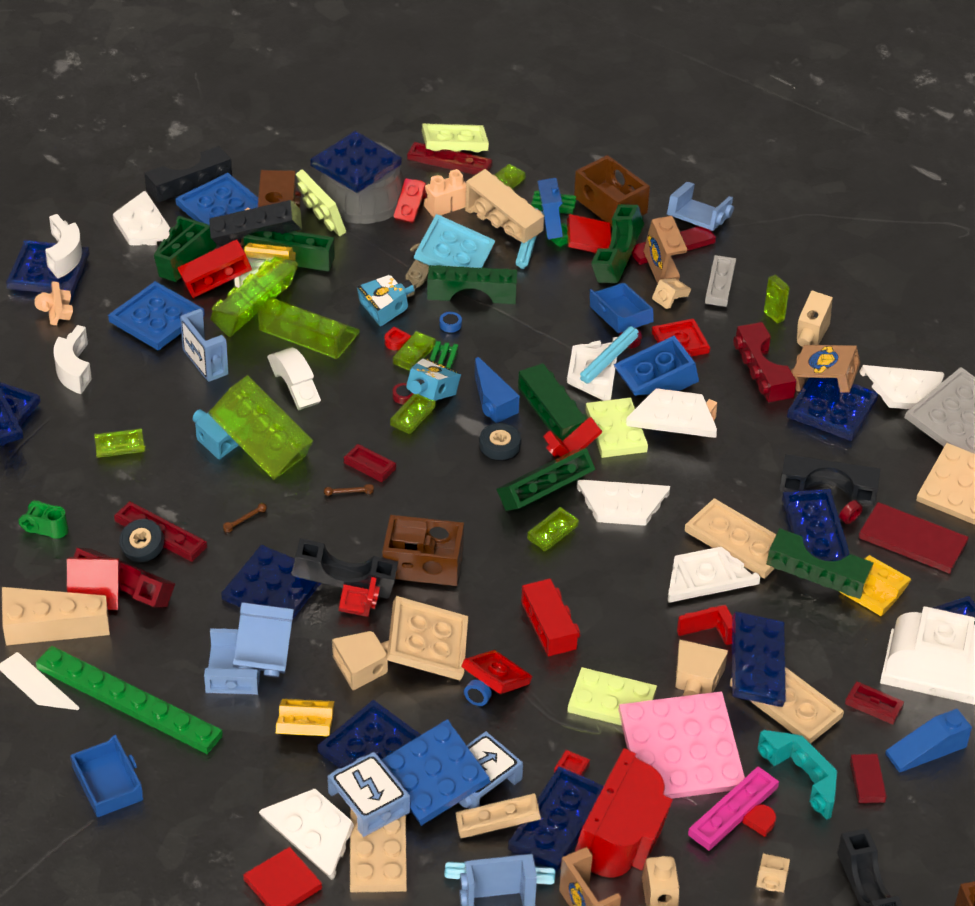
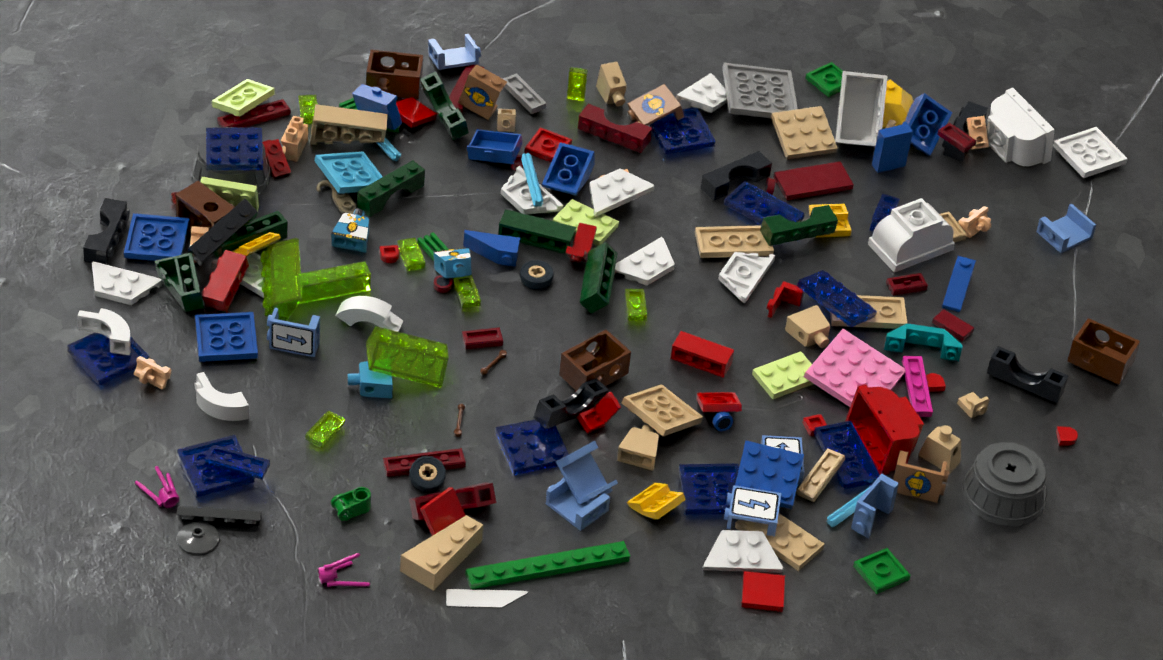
camera: 50 degrees left, 0 degrees up
(107, 776) = (602, 610): blue container -> none
(450, 322) = (406, 221): blue tile -> none

